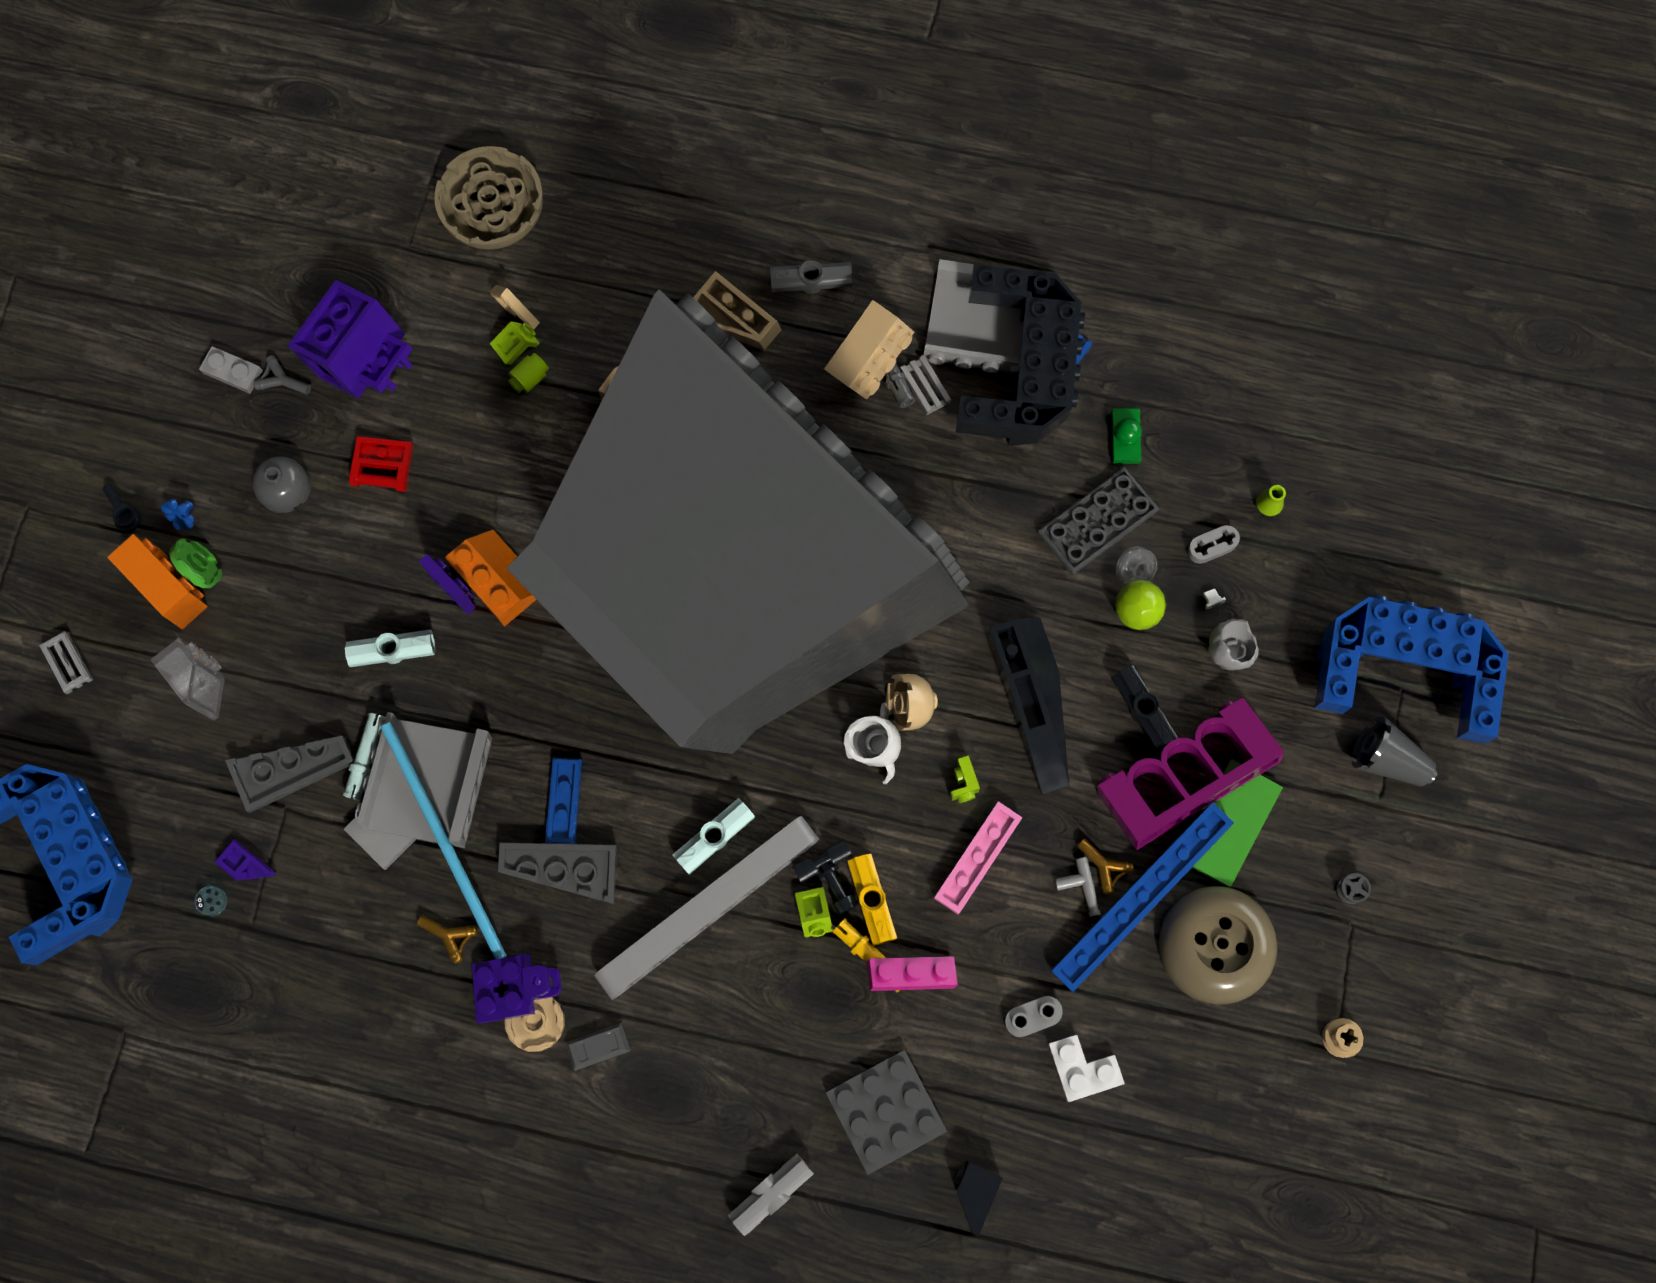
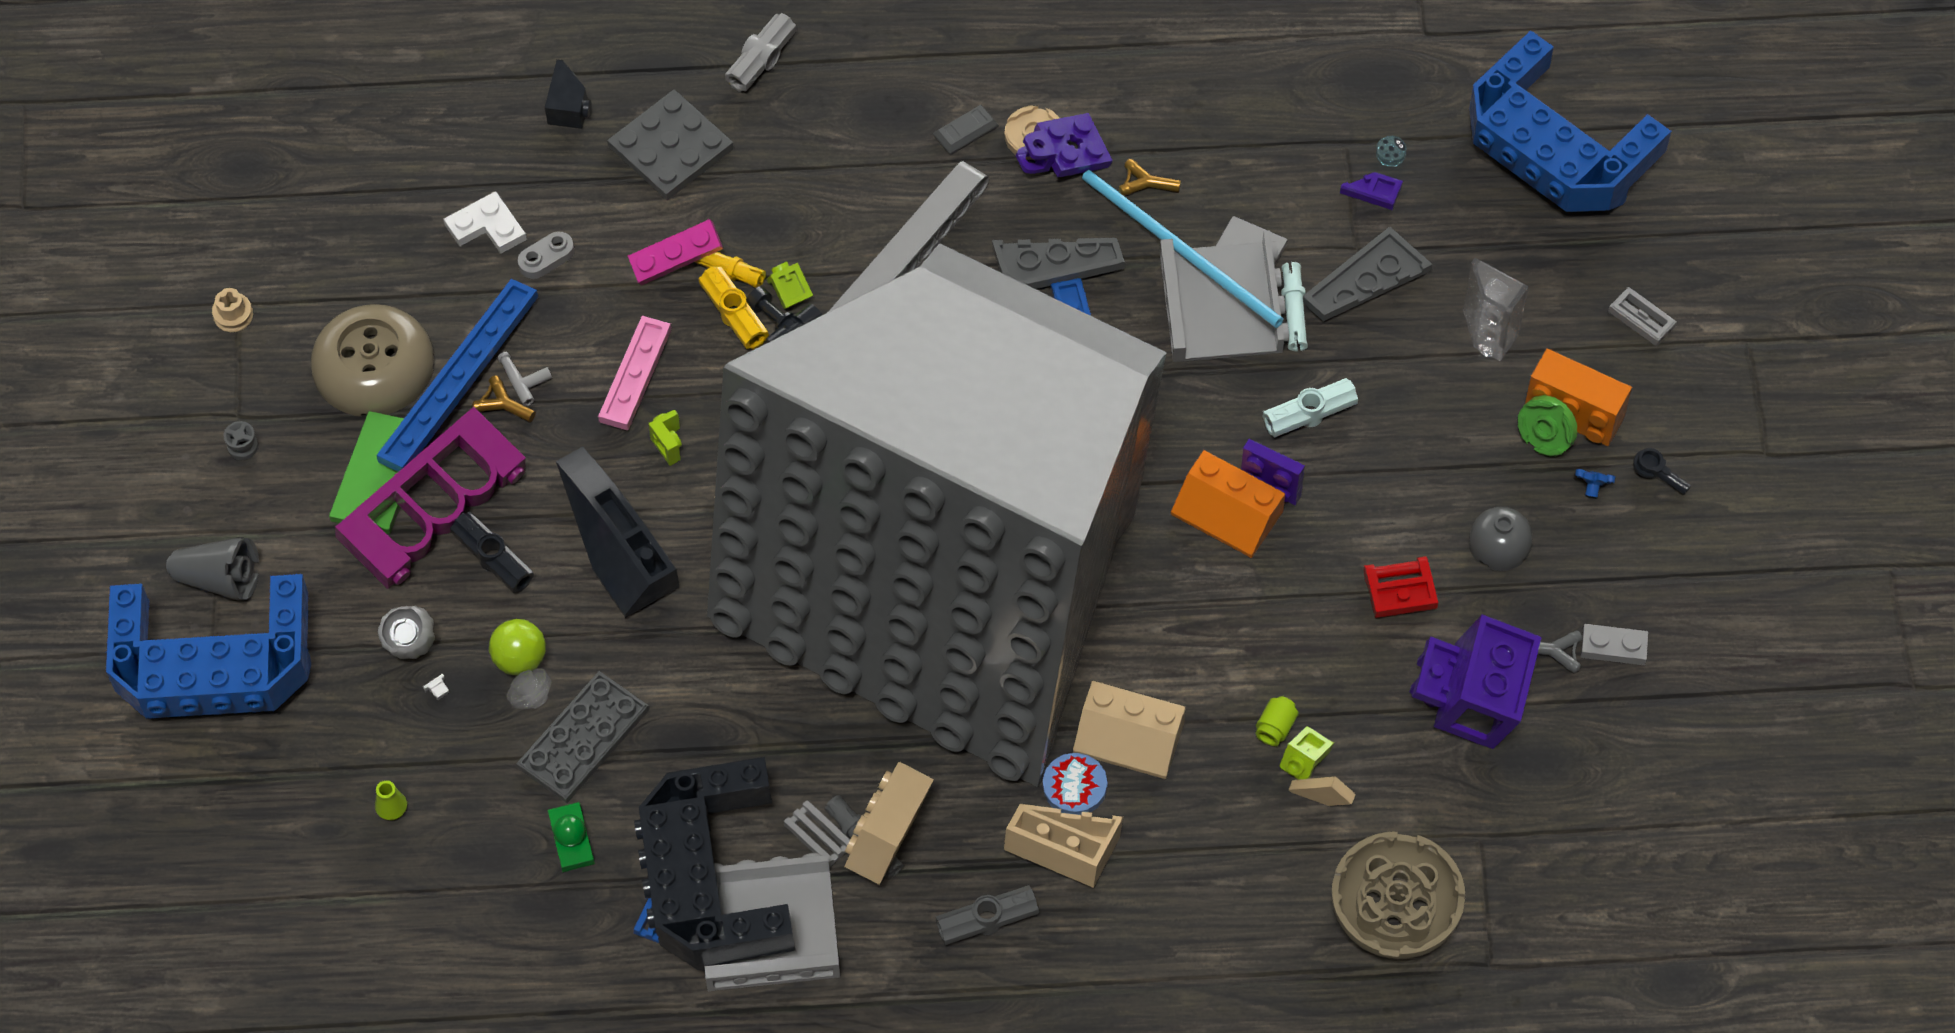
camera: 165 degrees right, 15 degrees down
(1215, 550) = (447, 743): light grey beam -> none

